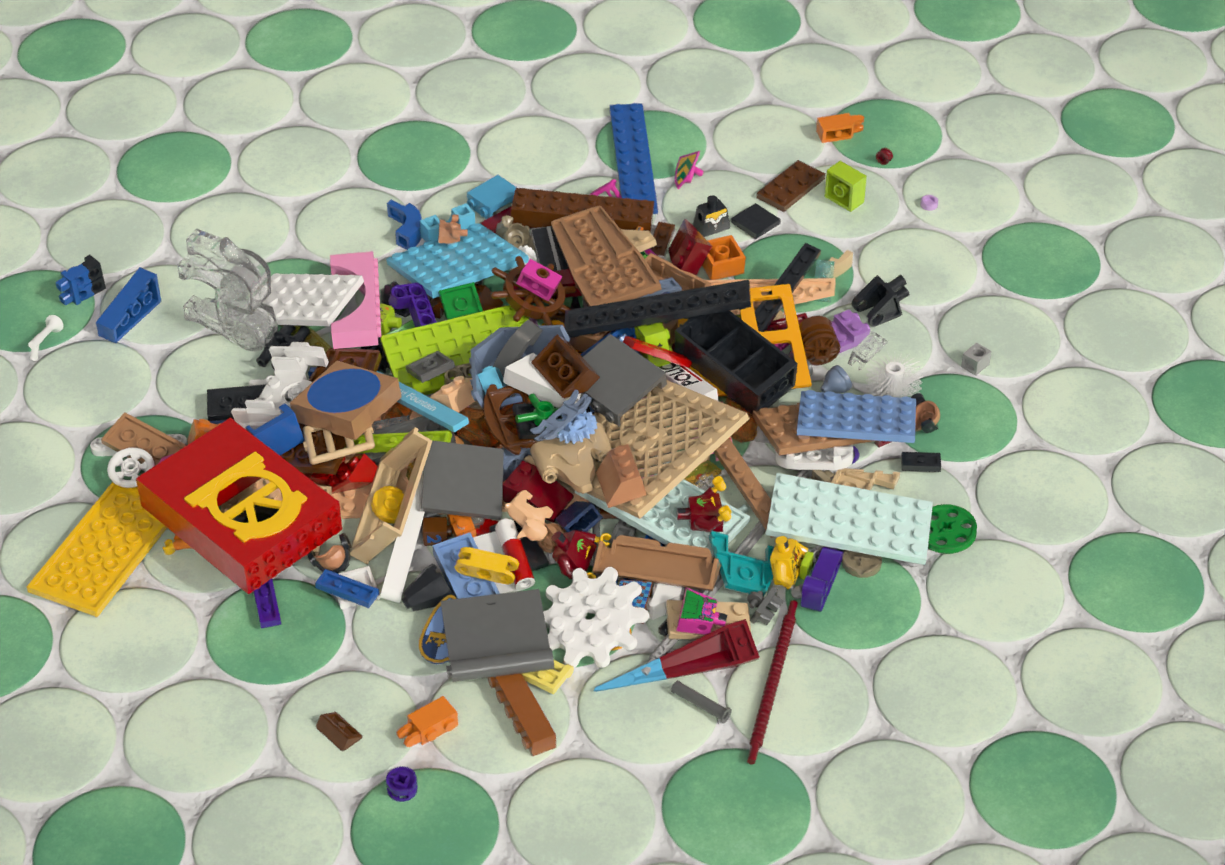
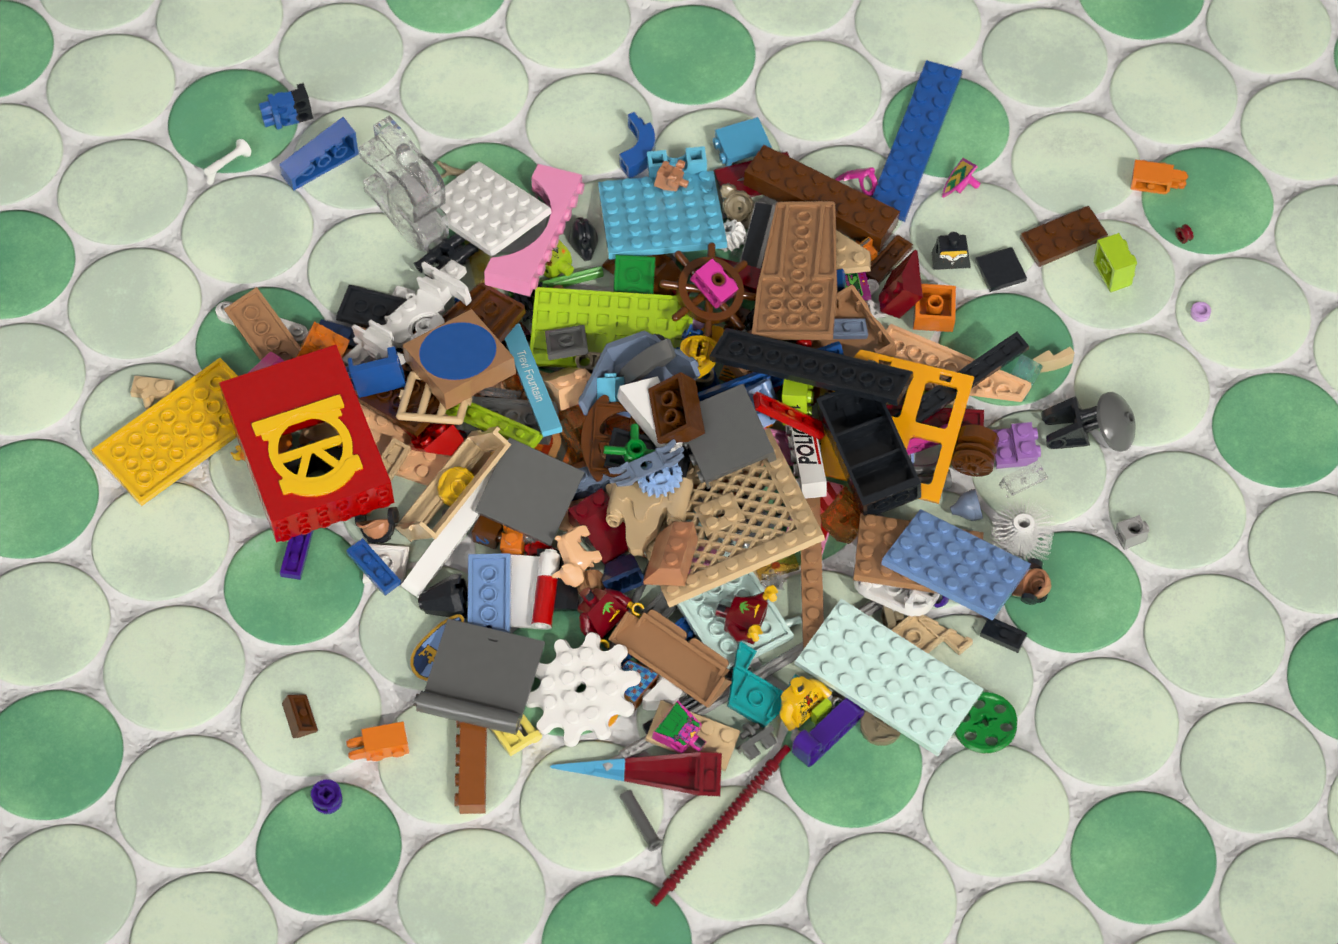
camera: 25 degrees right, 15 degrees up
(59, 525) = (151, 389): none -> tan plate
(116, 460) = (228, 339): white plate -> none
(415, 298) = (592, 254): dark purple beam -> none
(486, 565) = (505, 598): yellow piece -> none
(919, 284) = (1116, 421): none -> dark grey dish

